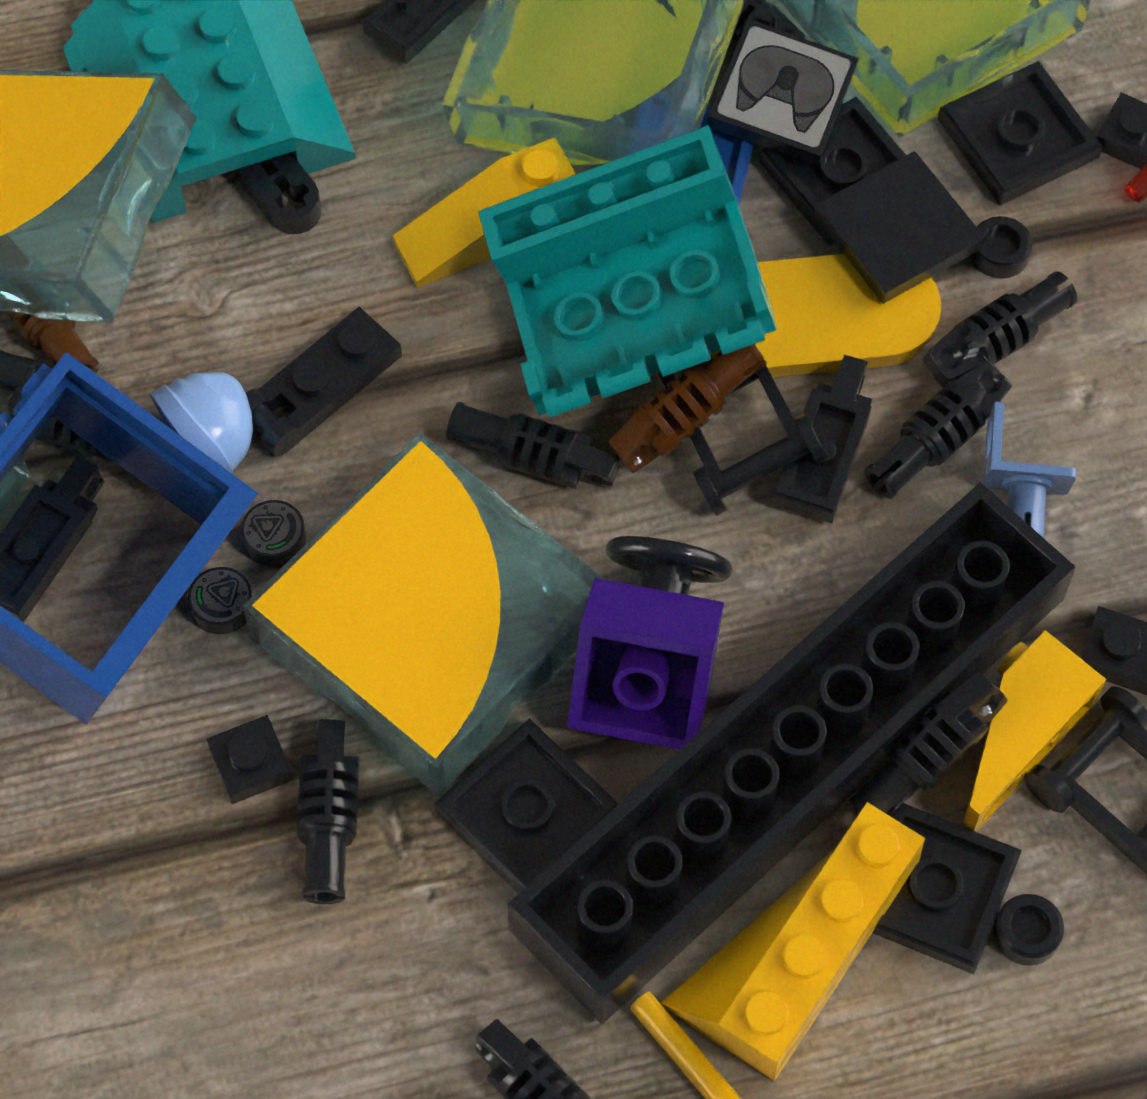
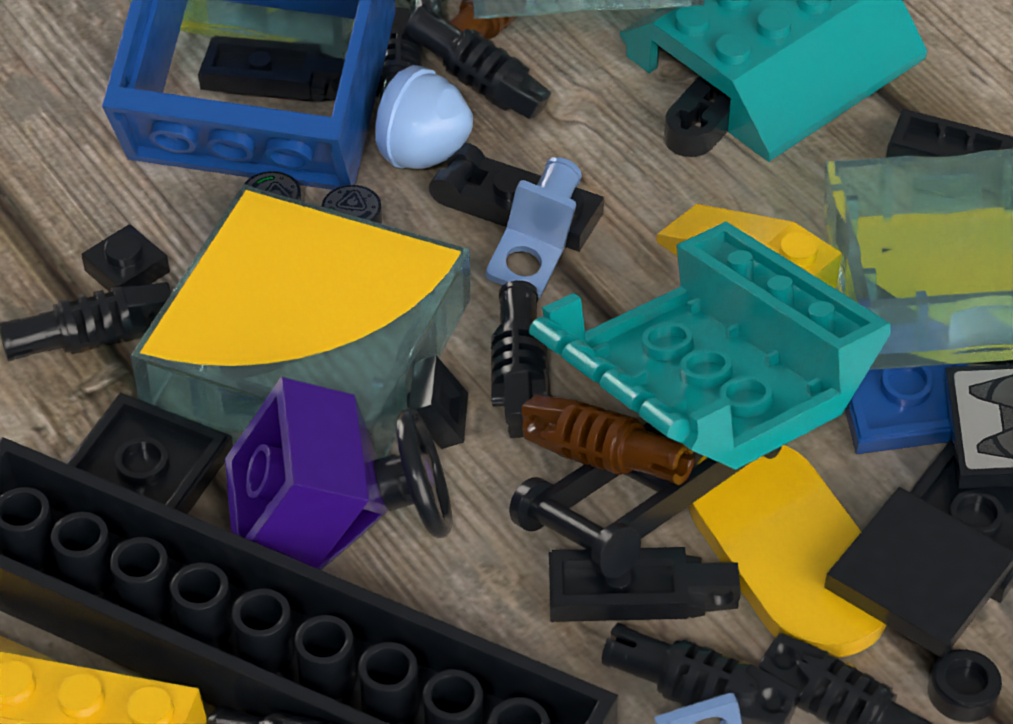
camera: 70 degrees right, 15 degrees down
(146, 342) = (479, 63): none -> black hinge
(385, 372) = (538, 223): none -> medium blue bracket
(569, 529) = (439, 401): none -> black plate

